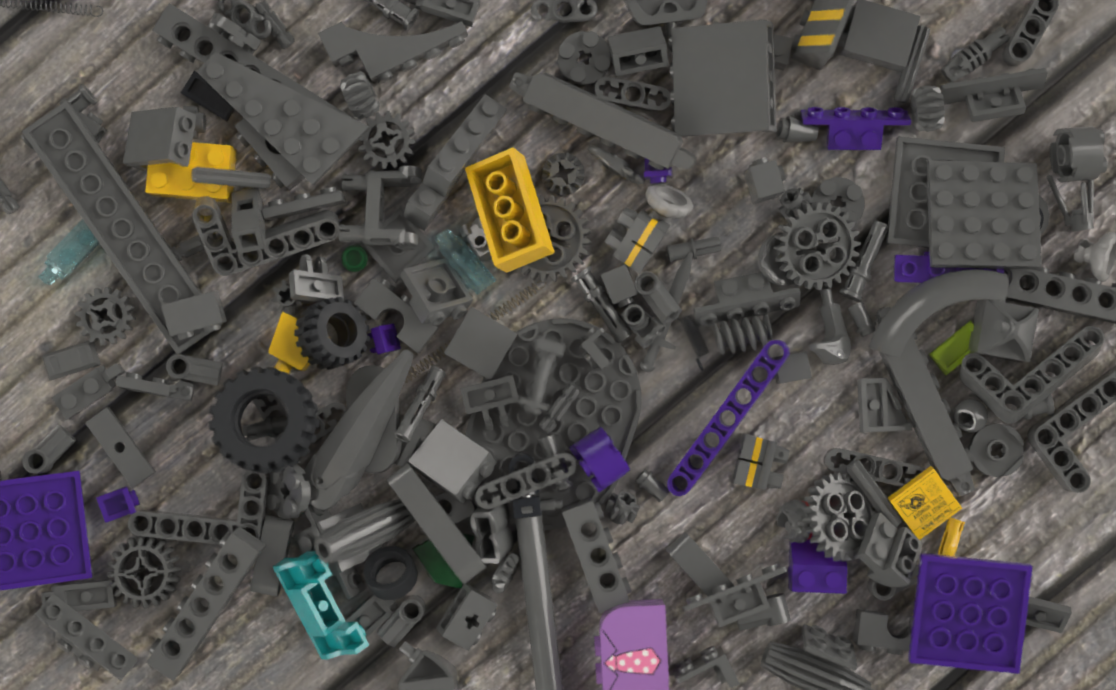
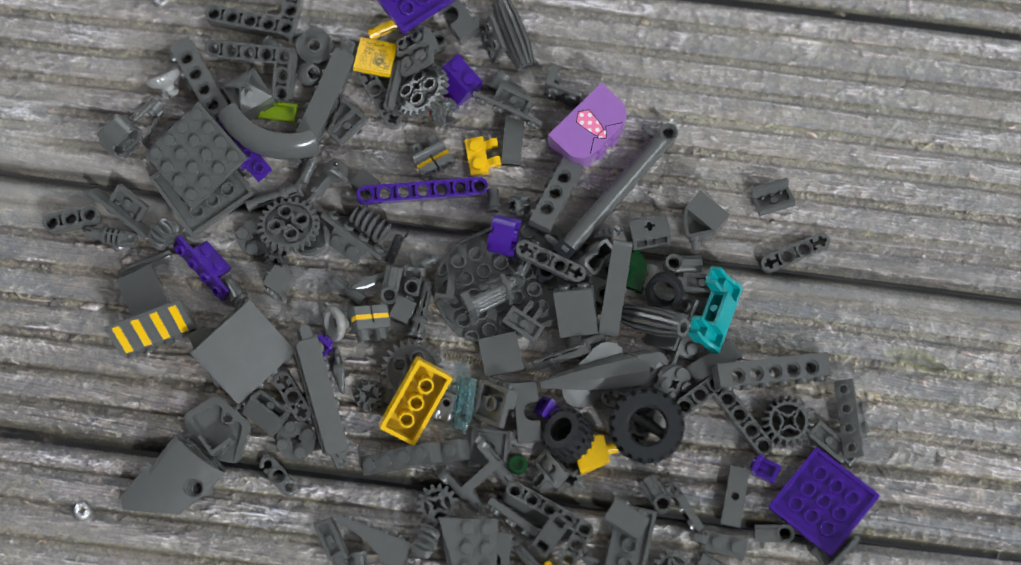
camera: 135 degrees left, 10 degrees down
(716, 513) = (477, 156): none -> yellow plate

